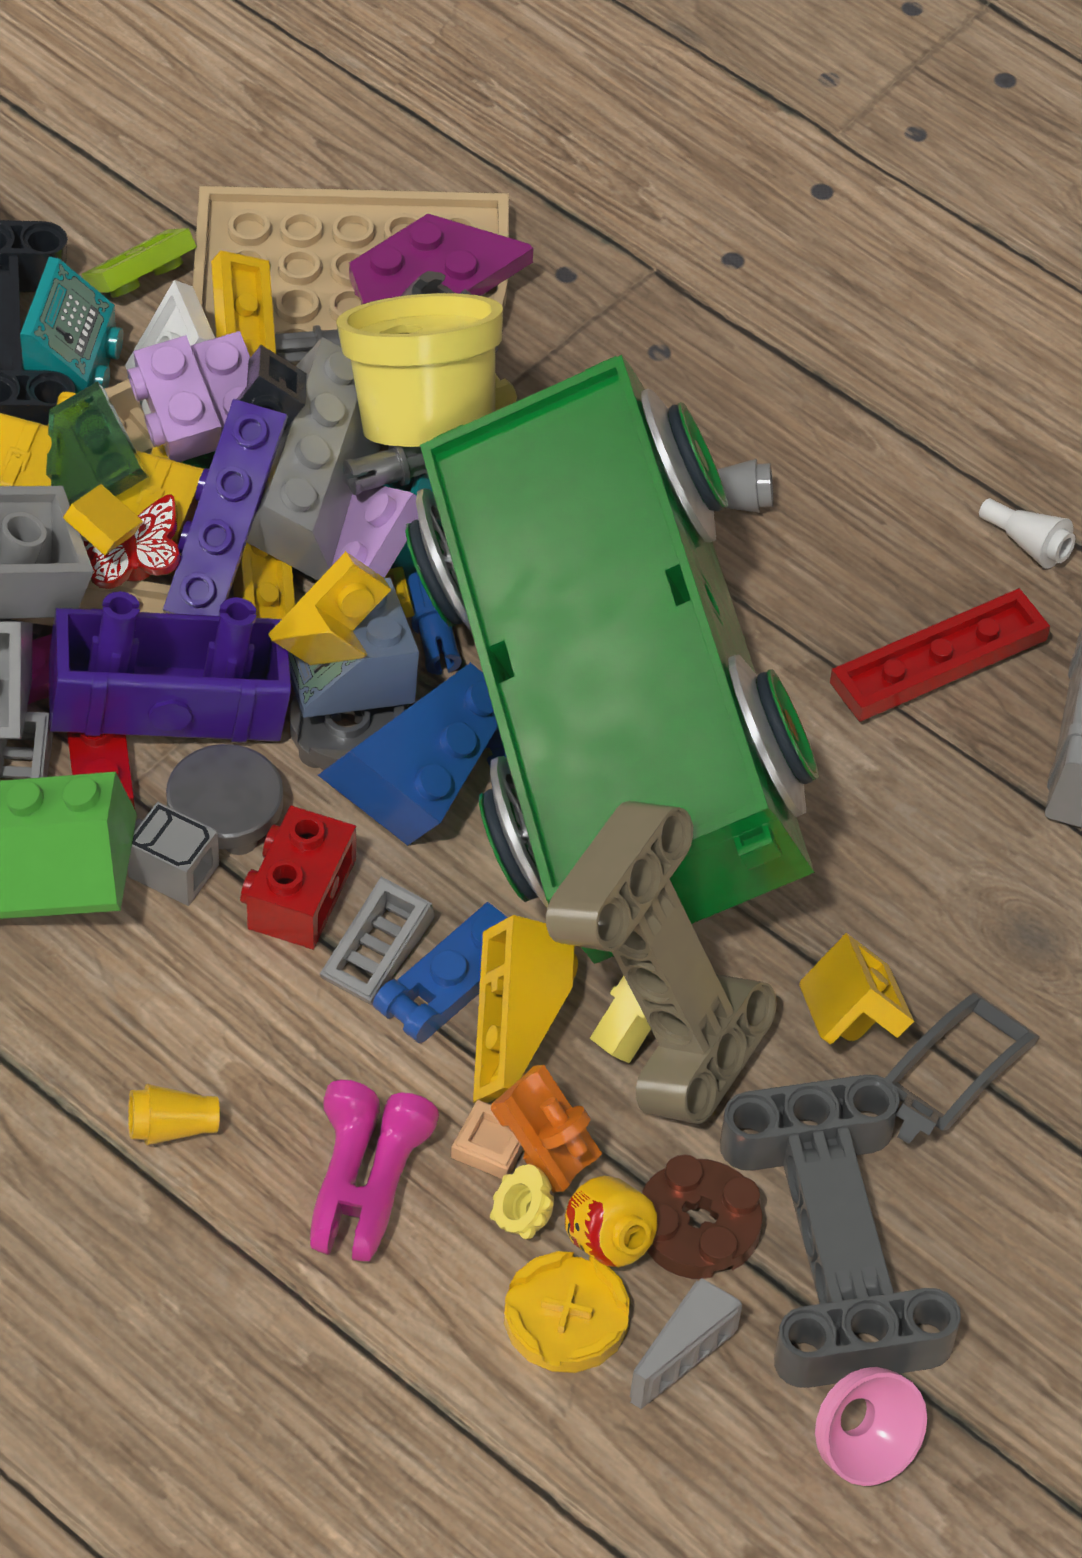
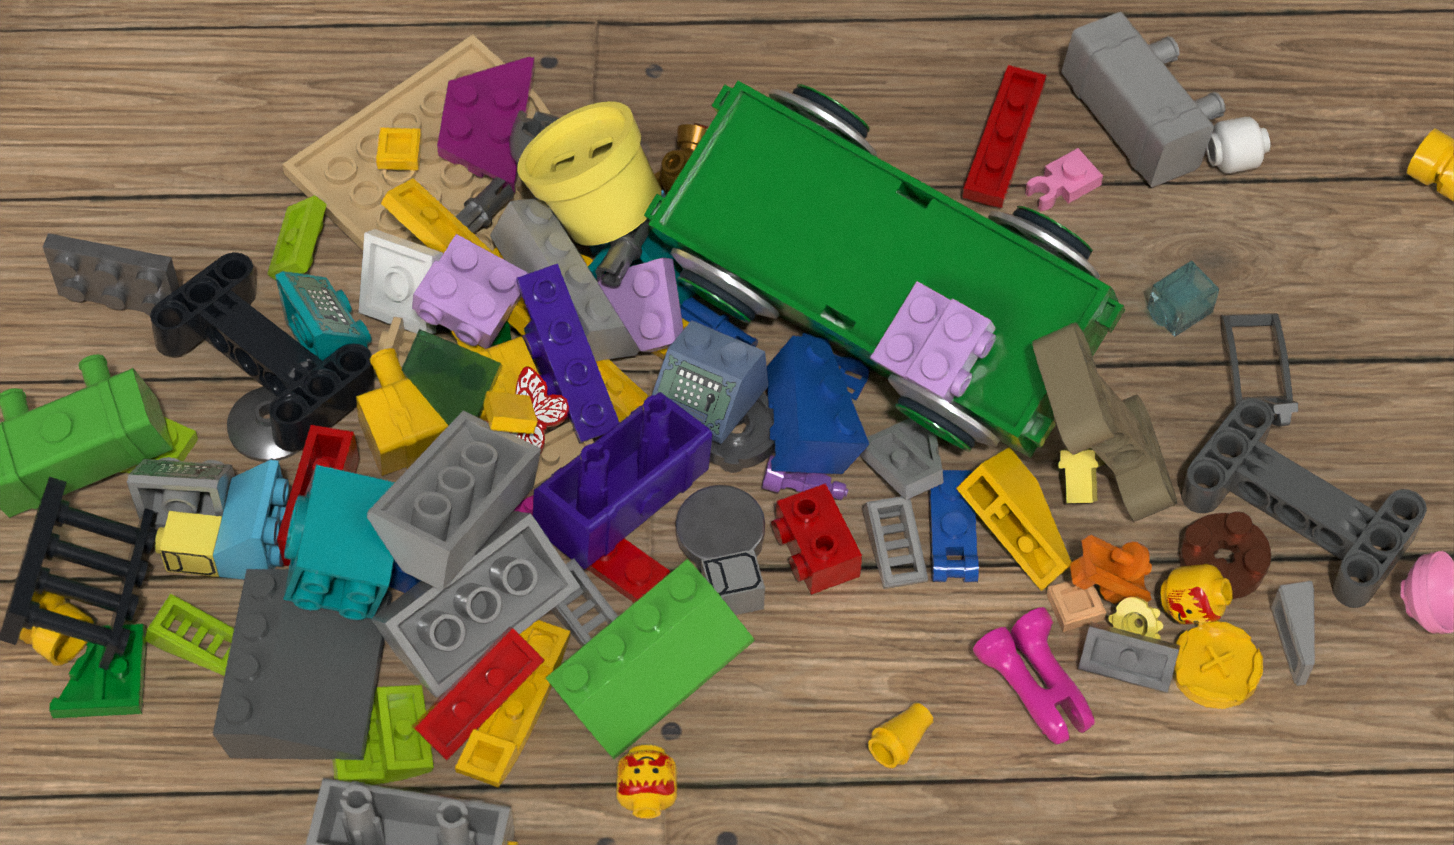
camera: 40 degrees left, 5 degrees up
(274, 384) = (519, 253): black bracket -> none
(316, 243) = (399, 148): none -> yellow tile
(324, 618) = (697, 377): yellow slope -> none
(369, 833) = (800, 481): none -> medium lavender piece
(464, 873) = (906, 458): none -> light grey wing
(477, 1226) = (1129, 657): none -> flat silver plate
(551, 744) = (935, 342): none -> lavender plate
(853, 991) = (1175, 366): yellow panel -> none
(940, 940) = (1182, 298): none -> clear light blue brick
(966, 743) = (1065, 177): none -> bright pink plate
(1042, 536) = (979, 26): white cone -> none

